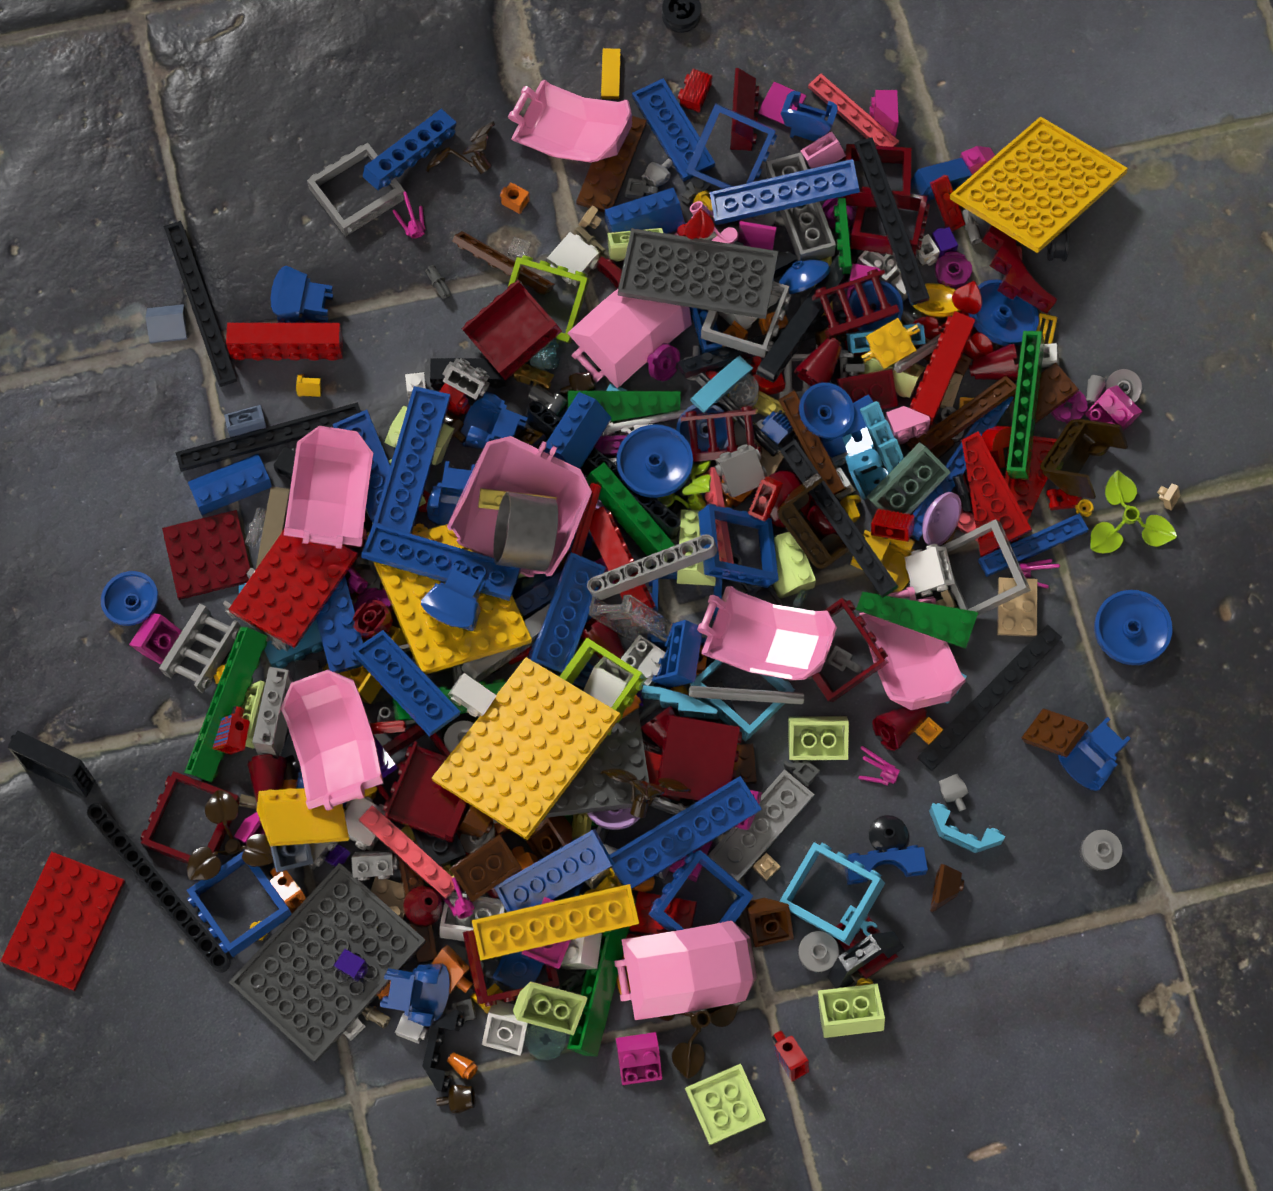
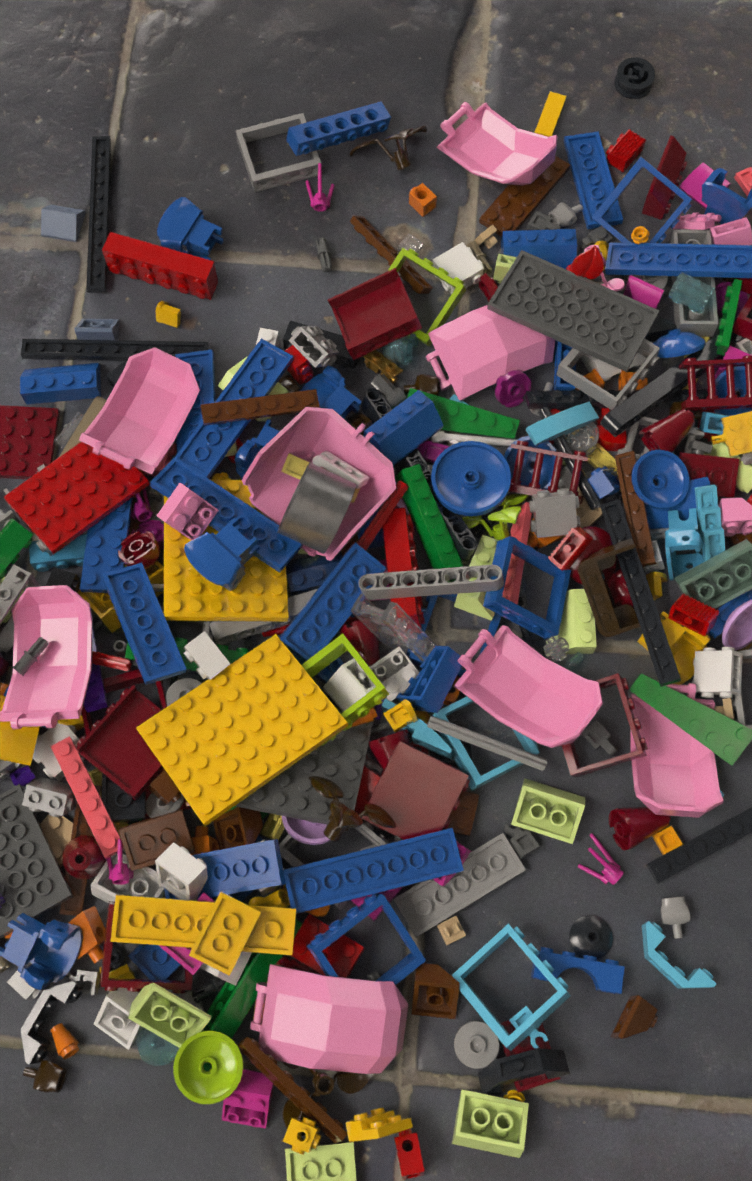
camera: 20 degrees right, 0 degrees up
(313, 744) = (30, 656): none -> dark grey axle
(408, 571) = (187, 512): none -> bright pink slope
(436, 452) = (258, 407): none -> reddish brown plate
(518, 887) = (181, 872): none -> white slope
(532, 487) = (340, 468): none -> white plate
(577, 921) = (225, 933): none -> yellow plate
(605, 1026) = (225, 1070): none -> lime dish
(662, 694) = (400, 715): none -> yellow tile
(674, 1036) = (297, 1095): none -> reddish brown plate
(691, 1064) = (294, 1135): none -> yellow brick
(737, 174) = (640, 231): none -> light orange plate
(755, 1040) = (376, 1125): none -> yellow plate
(780, 592) = (556, 648): none -> clear gear
(787, 145) = (697, 221): none -> bright pink plate
(802, 222) = (691, 293): none -> clear light blue brick

